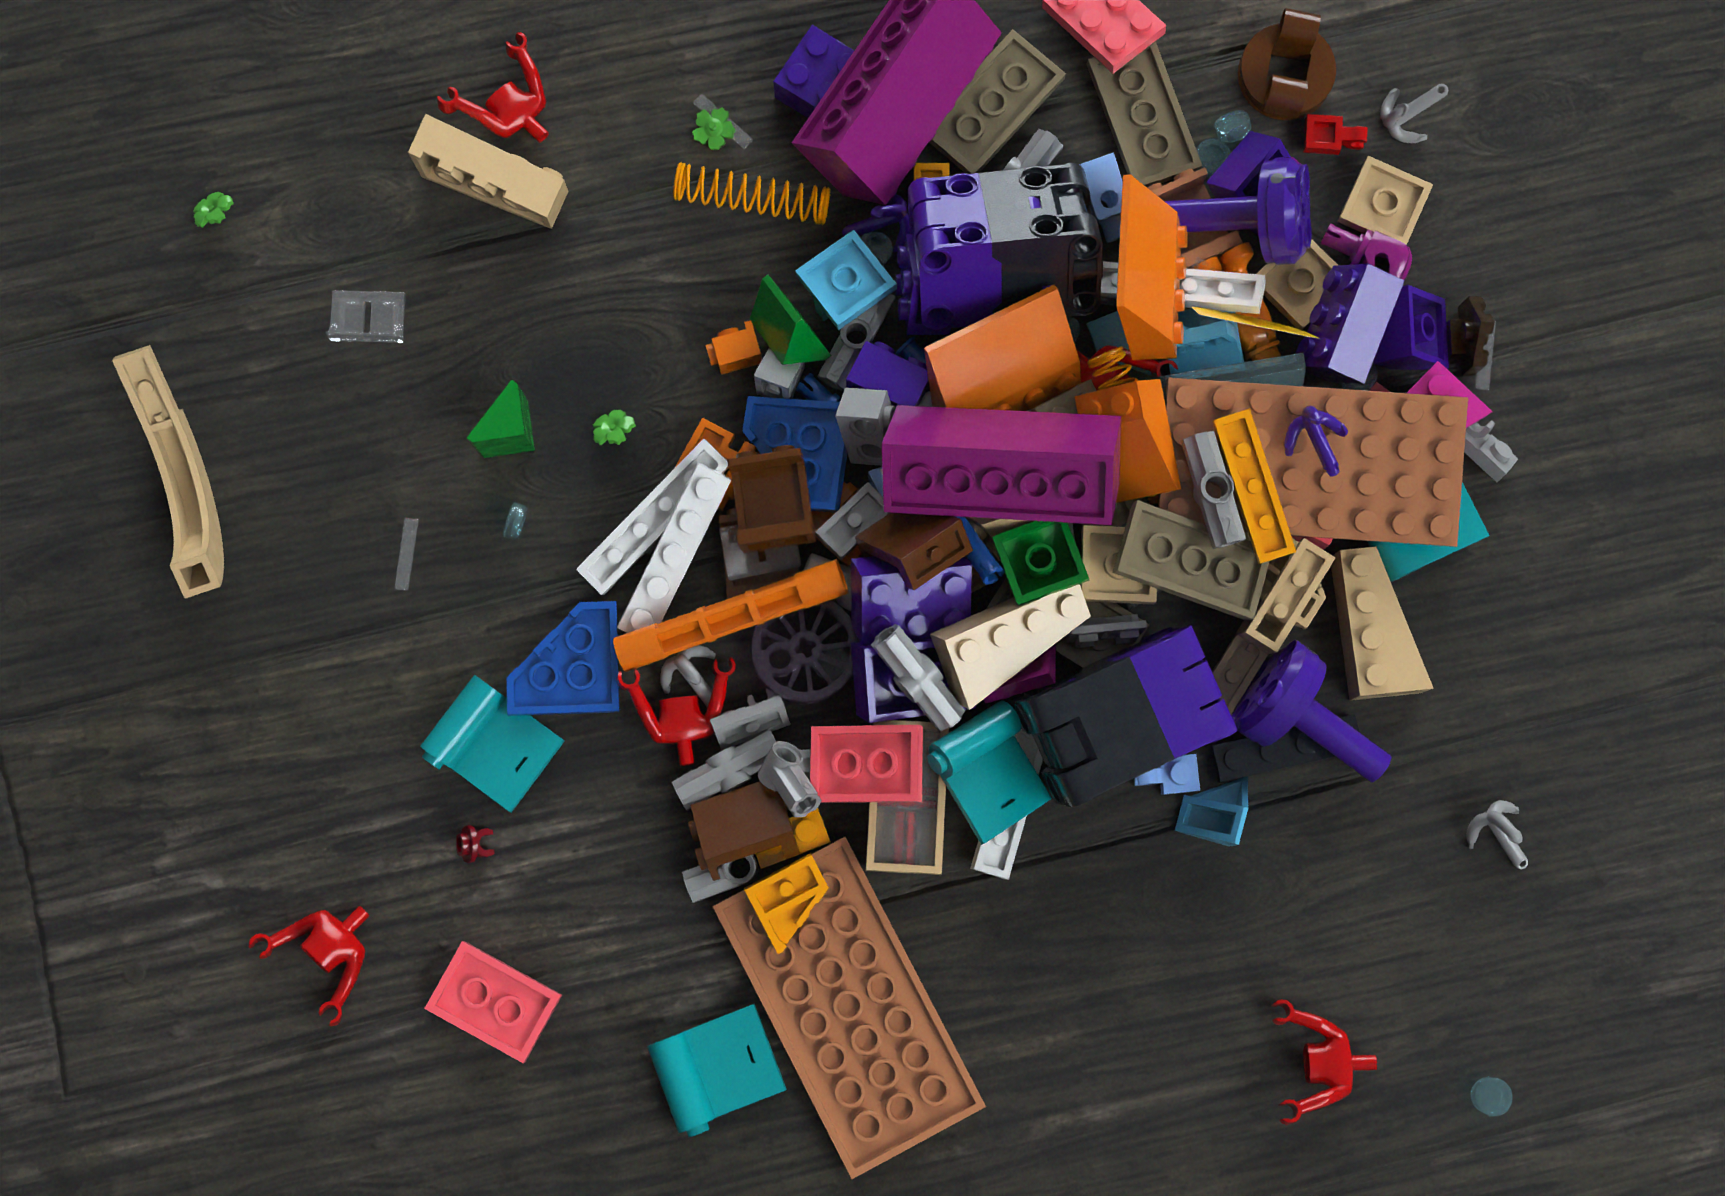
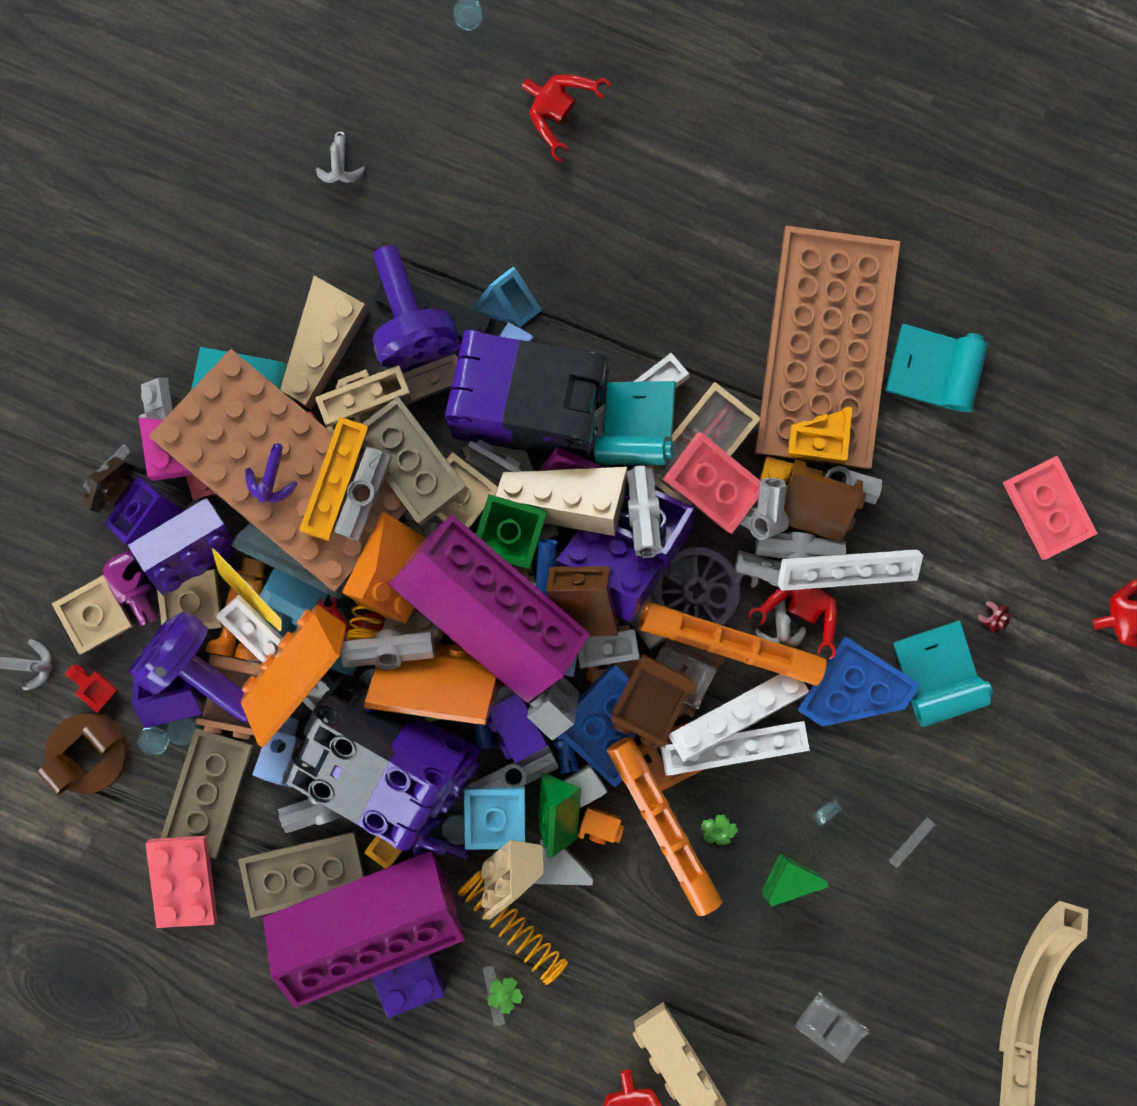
camera: 140 degrees left, 5 degrees up
(661, 779) = (849, 569): none -> white plate
(693, 400) = (664, 826): none -> orange piece
(742, 280) = (564, 870): none -> light grey slope
(791, 235) = (510, 874): none -> tan slope
(1073, 360) = (388, 649): none -> light grey piece

